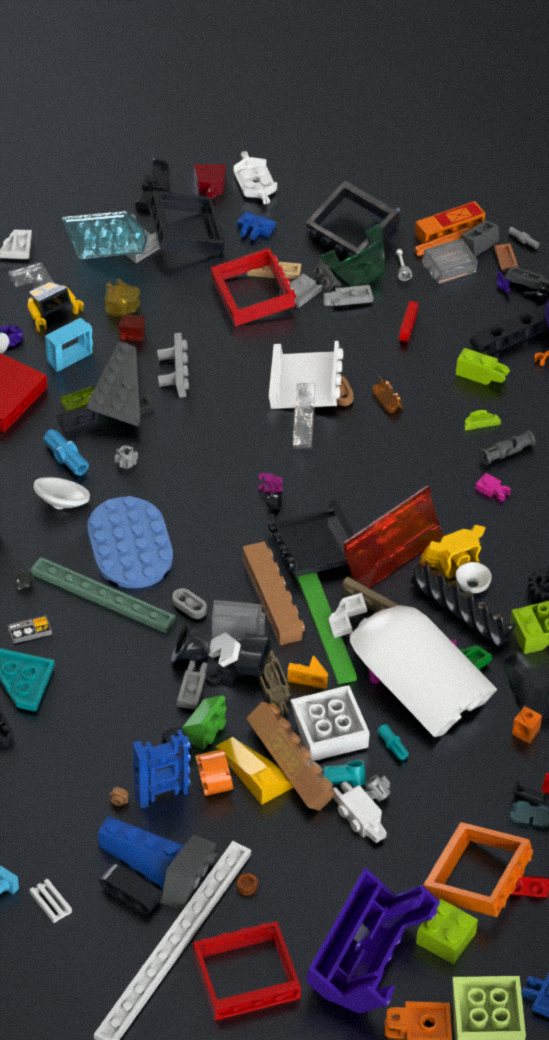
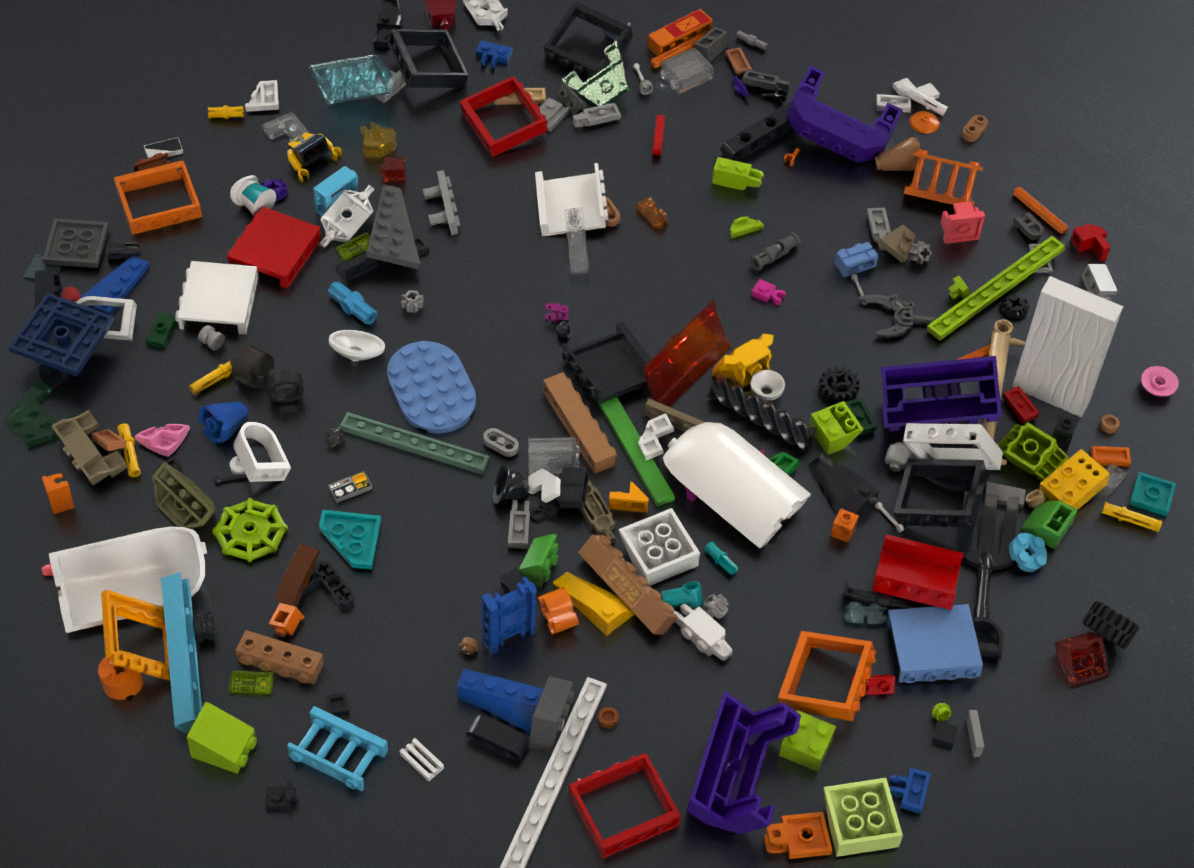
camera: 10 degrees left, 5 degrees up
(69, 379) = (341, 228): none -> white plate

